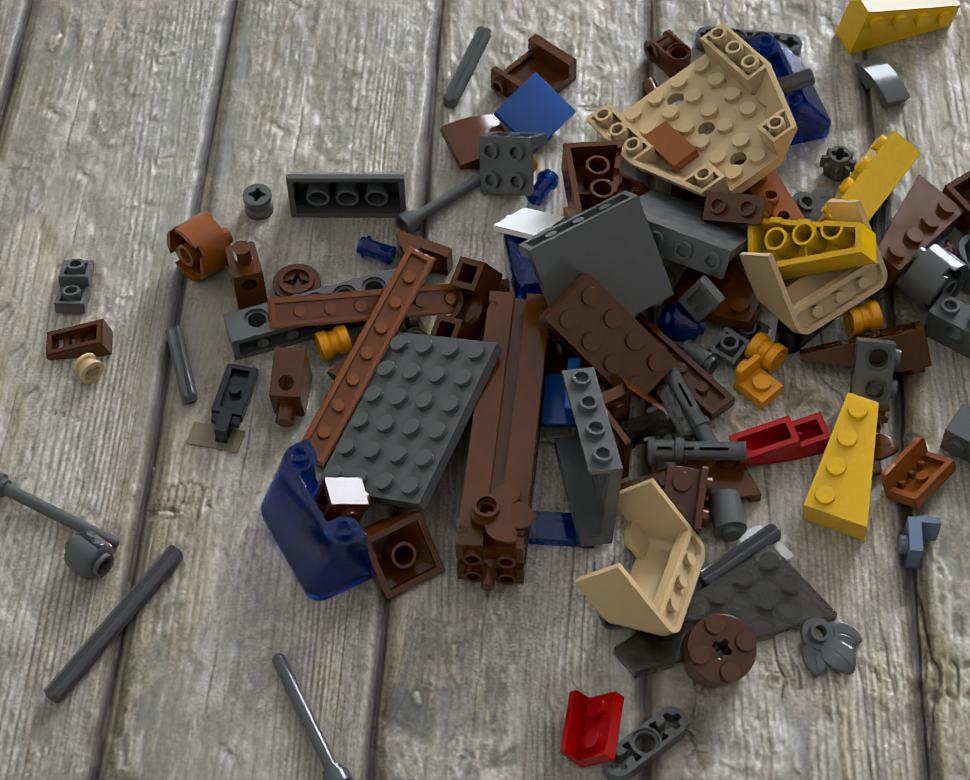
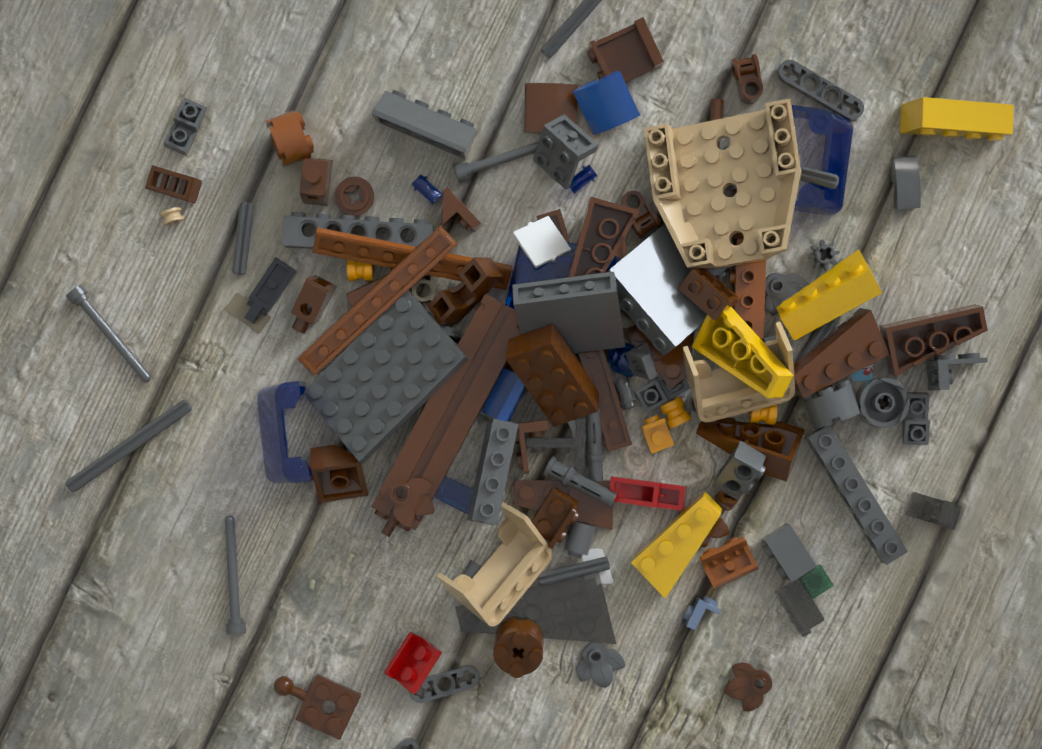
camera: 20 degrees right, 35 degrees up
(89, 555) = (124, 386): dark grey head -> none
(258, 202) = (356, 103): dark grey wheel -> none
(342, 498) = (306, 432): brick -> none
(644, 395) = (559, 431): reddish brown sticker -> none
(671, 146) = (692, 197): dark orange tile -> none

